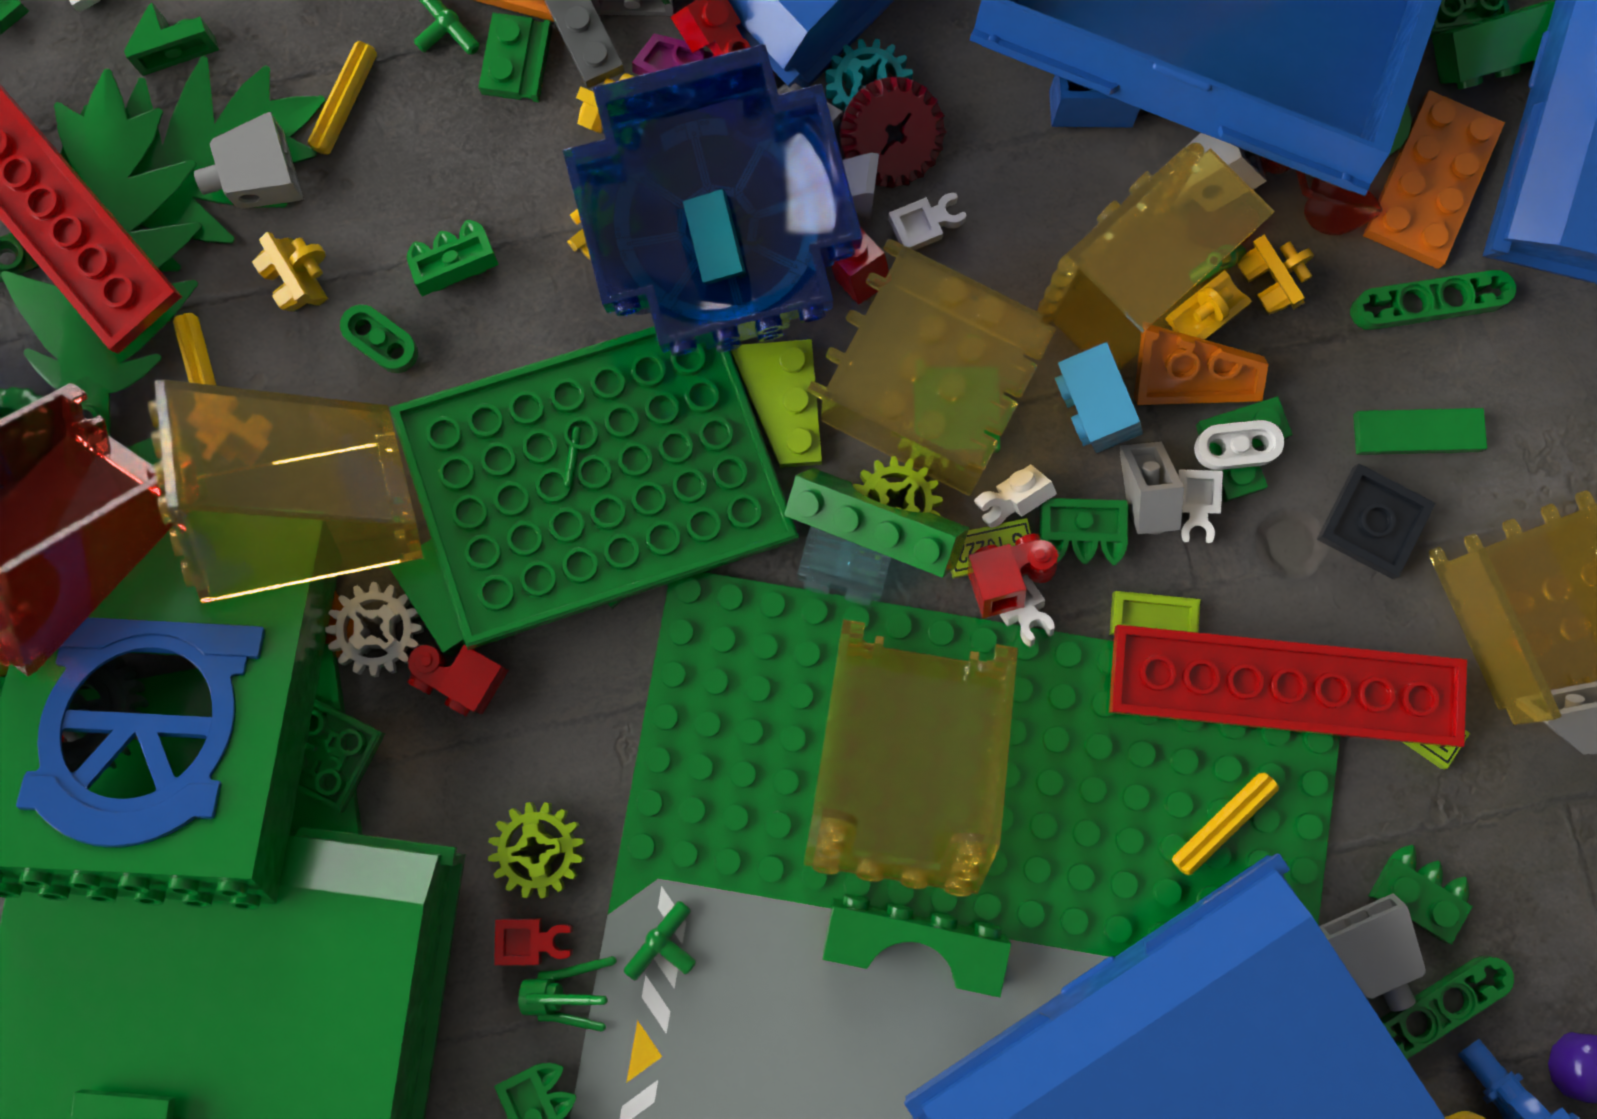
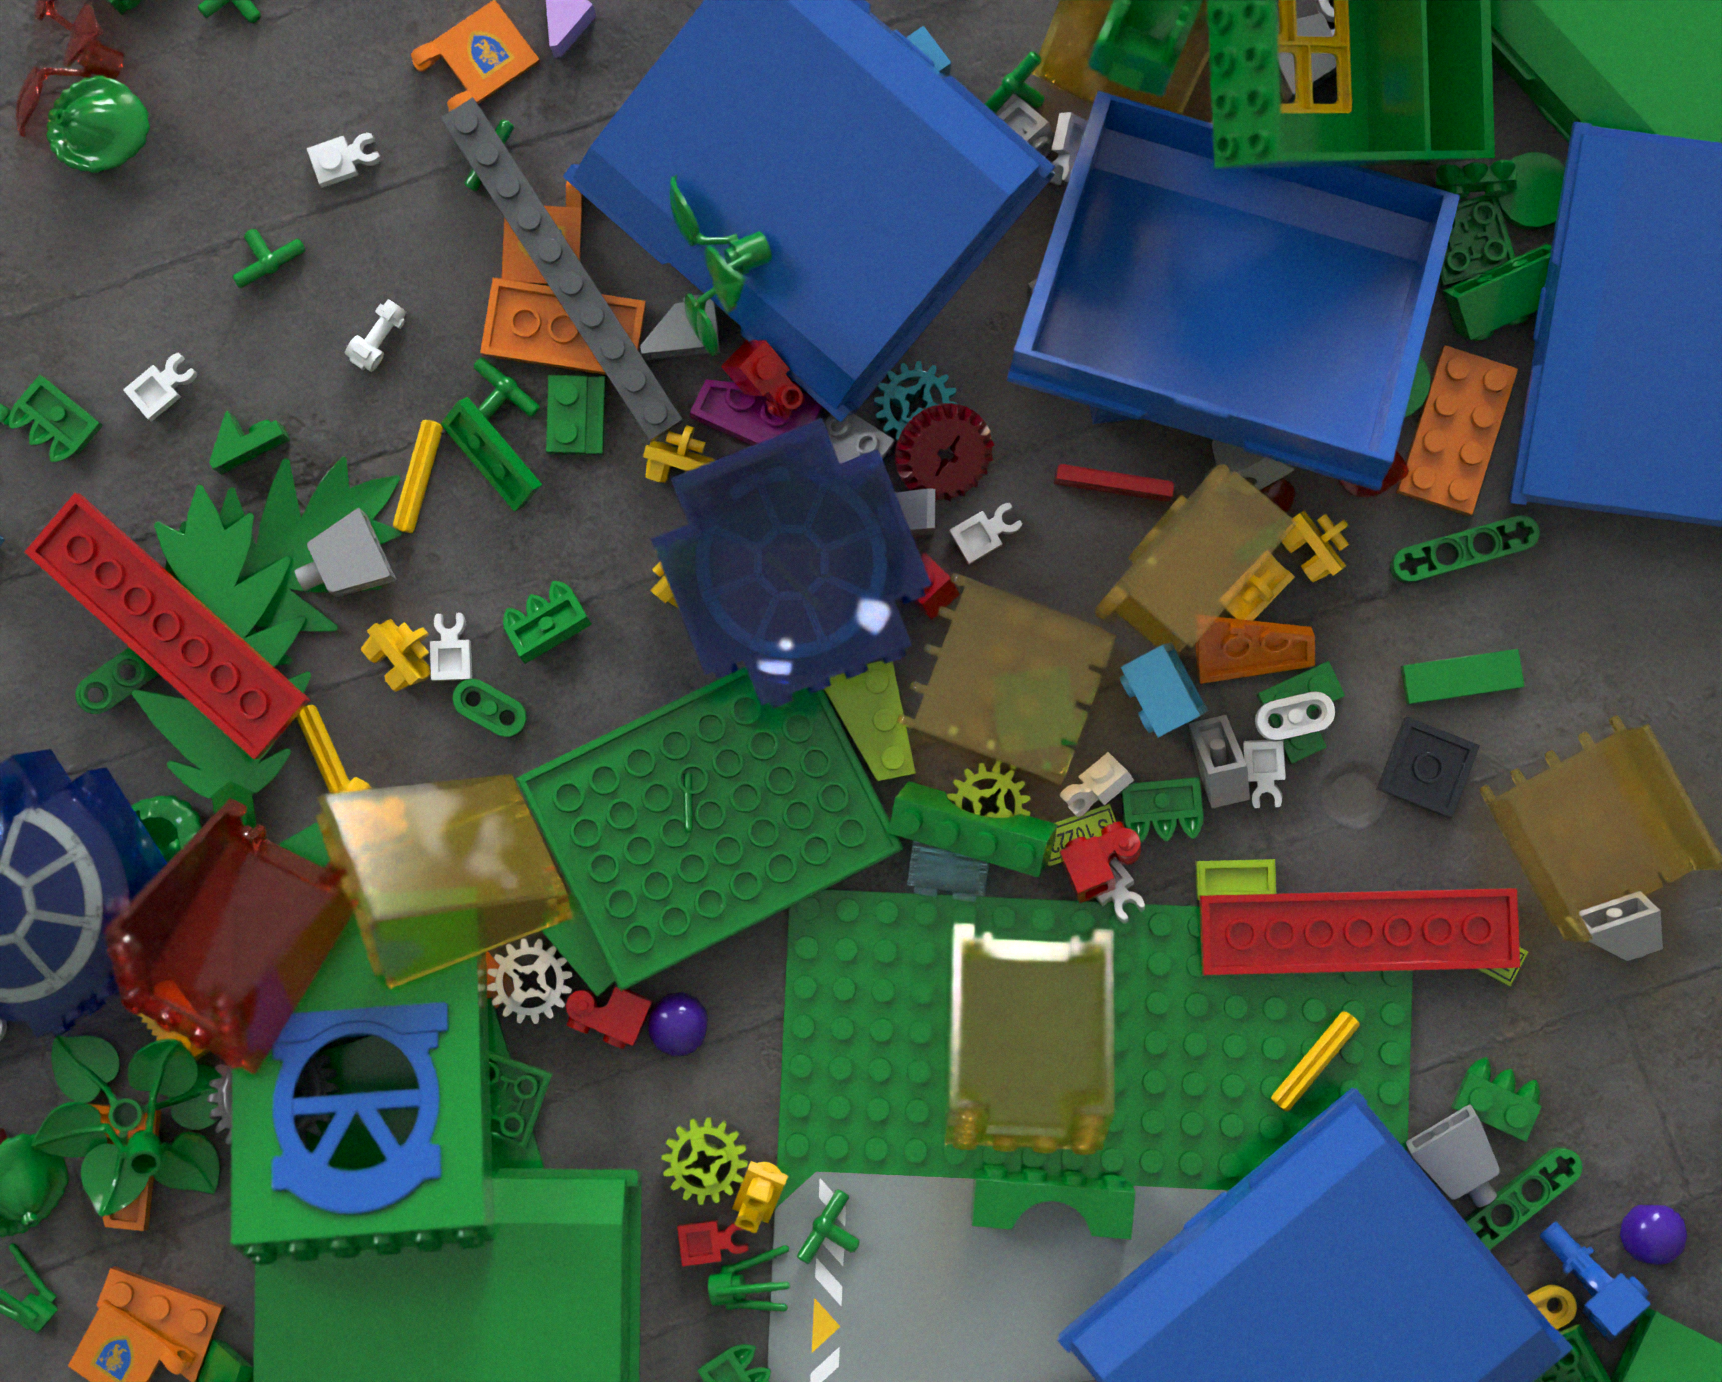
camera: 10 degrees left, 5 degrees up
(346, 280) = (451, 656): none -> white plate
(420, 82) = (491, 454): none -> green plate
(529, 698) = (678, 1024): none -> dark purple hair
(589, 895) = (758, 1195): none -> yellow hips
(714, 237) = (791, 580): teal tile -> none
(1063, 184) = (1114, 482): none -> red tile

